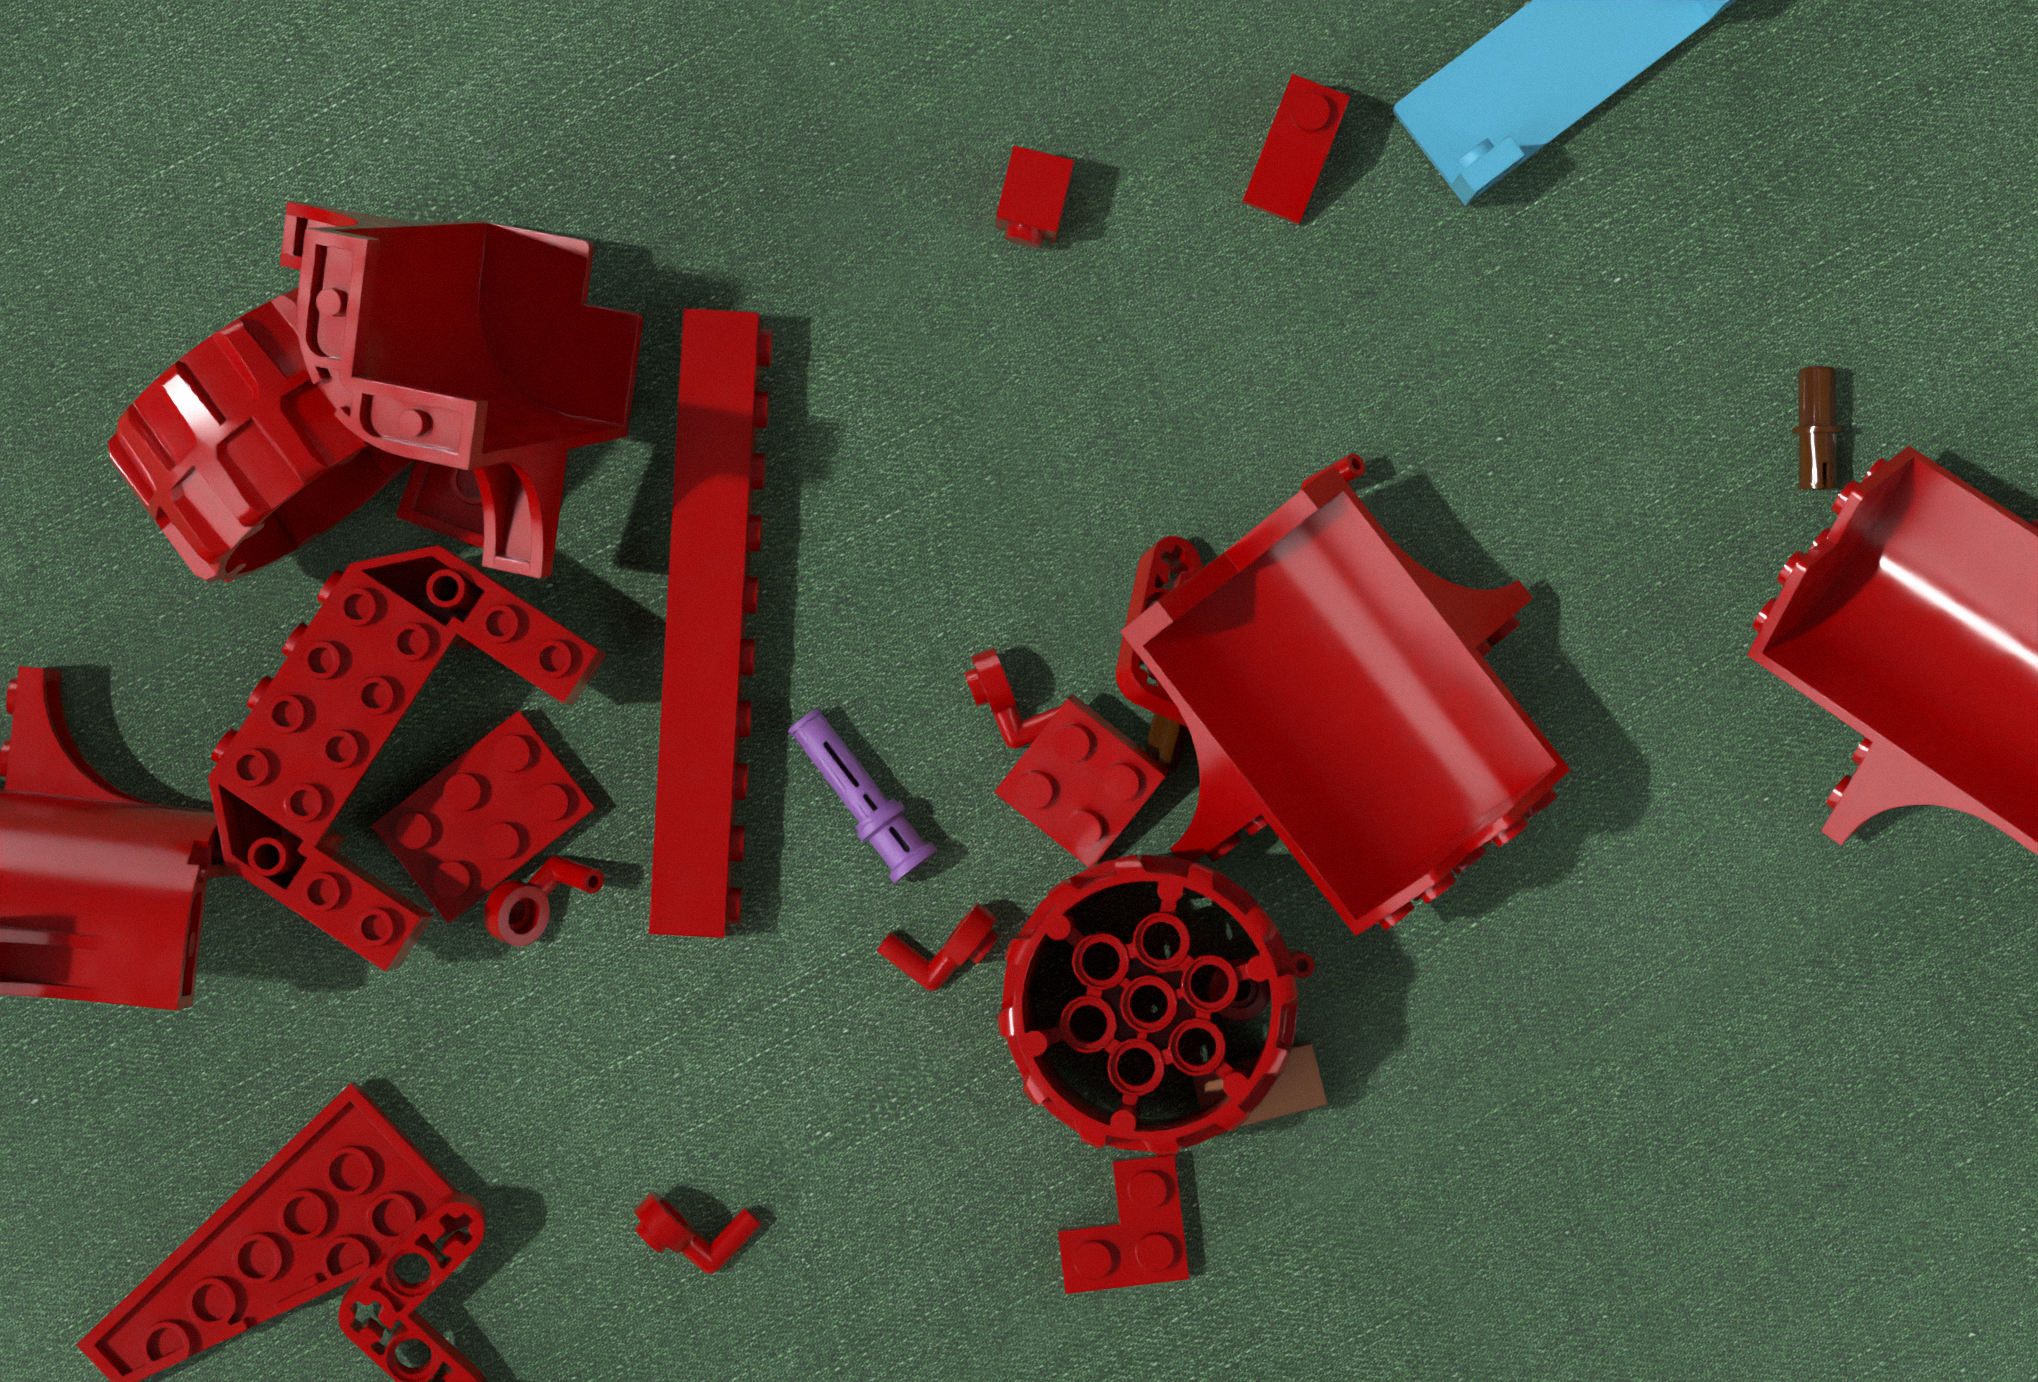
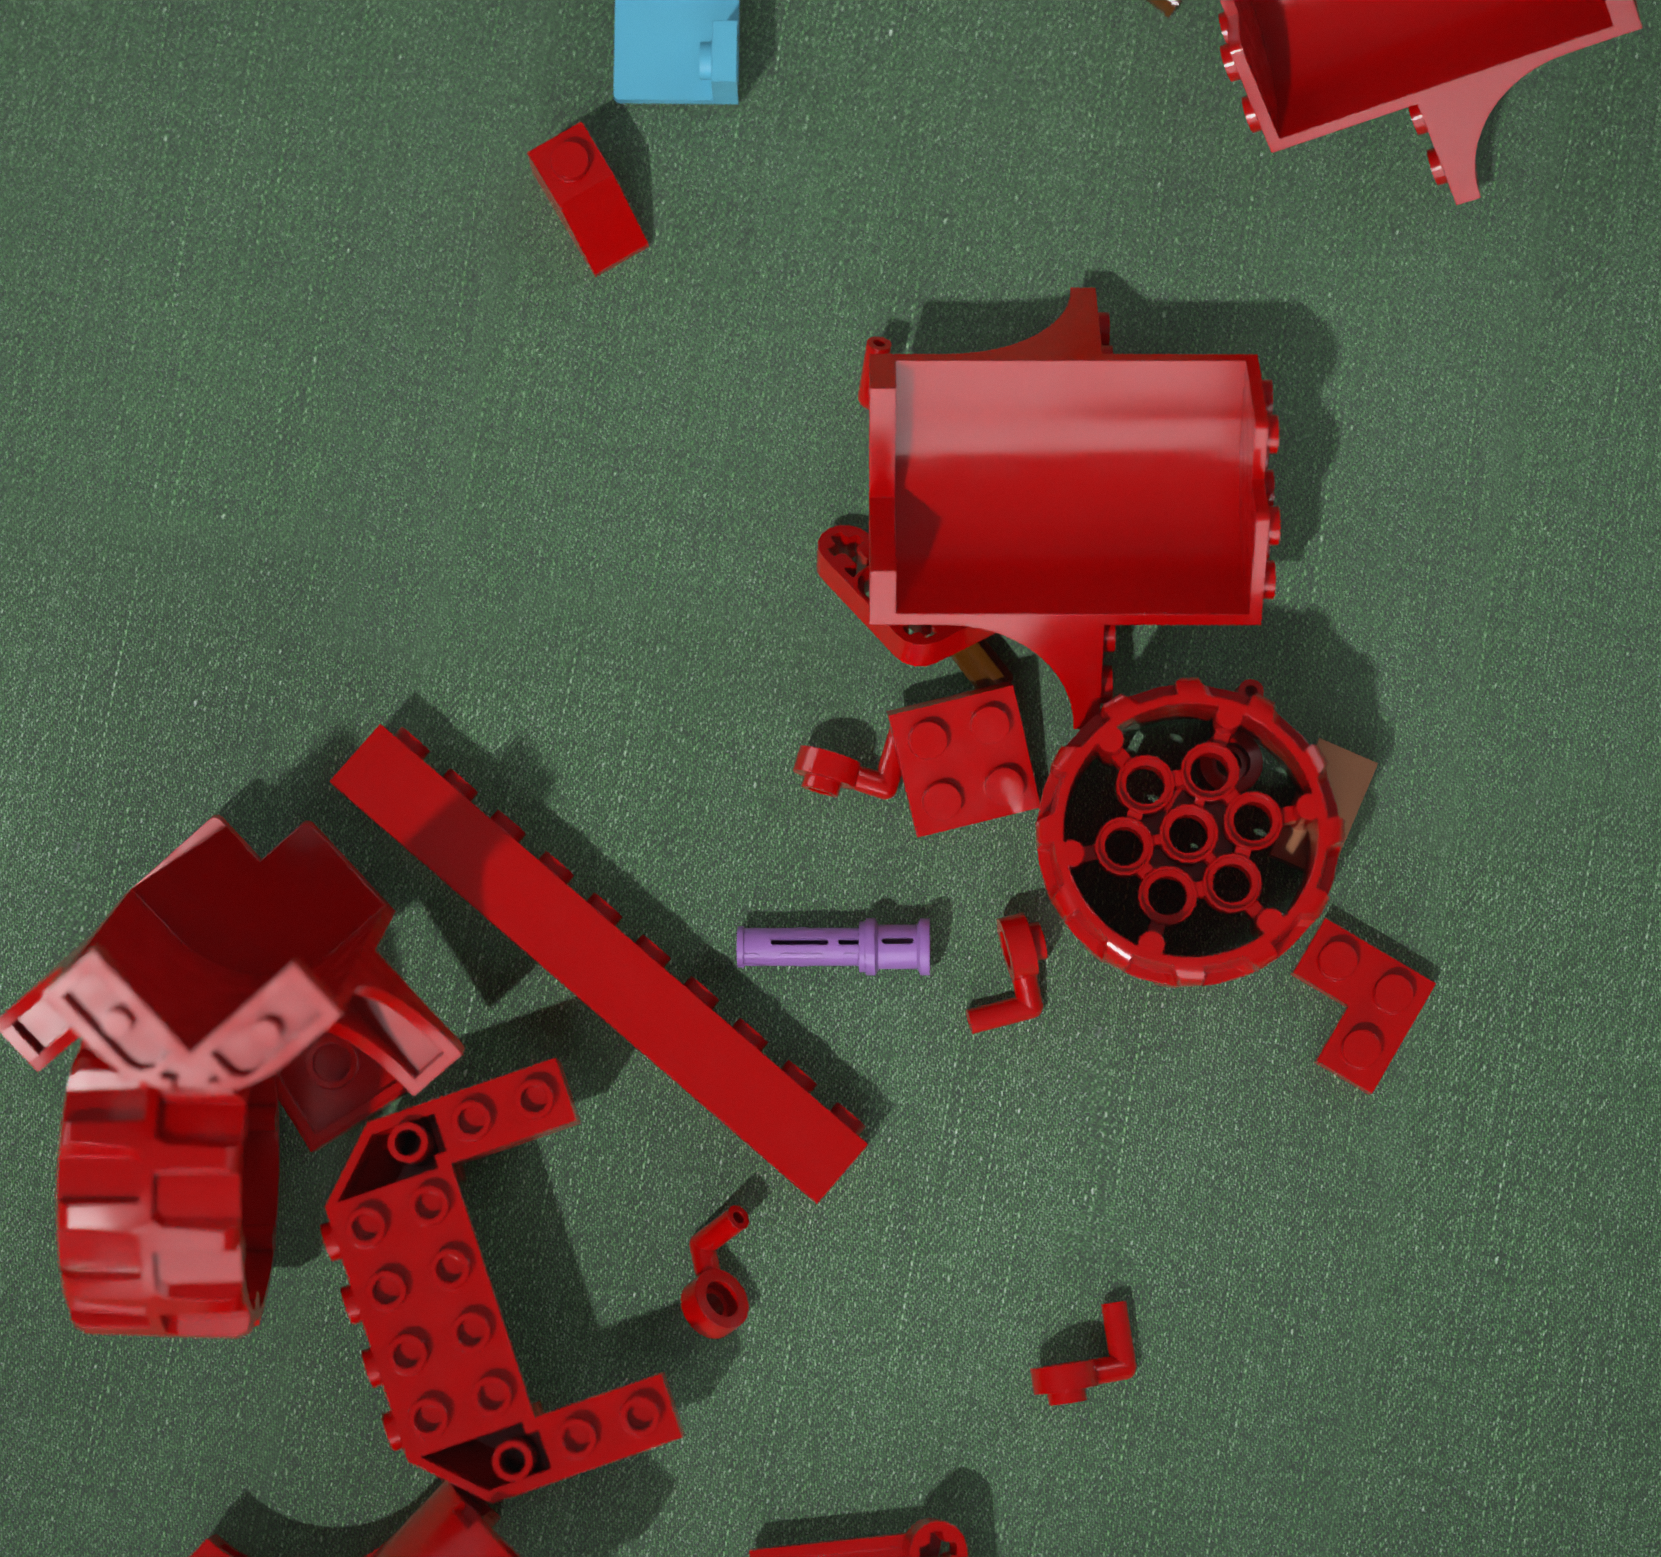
camera: 50 degrees left, 5 degrees down
(484, 816) = (614, 1271): red plate -> none
(1033, 196) = (461, 434): red brick -> none

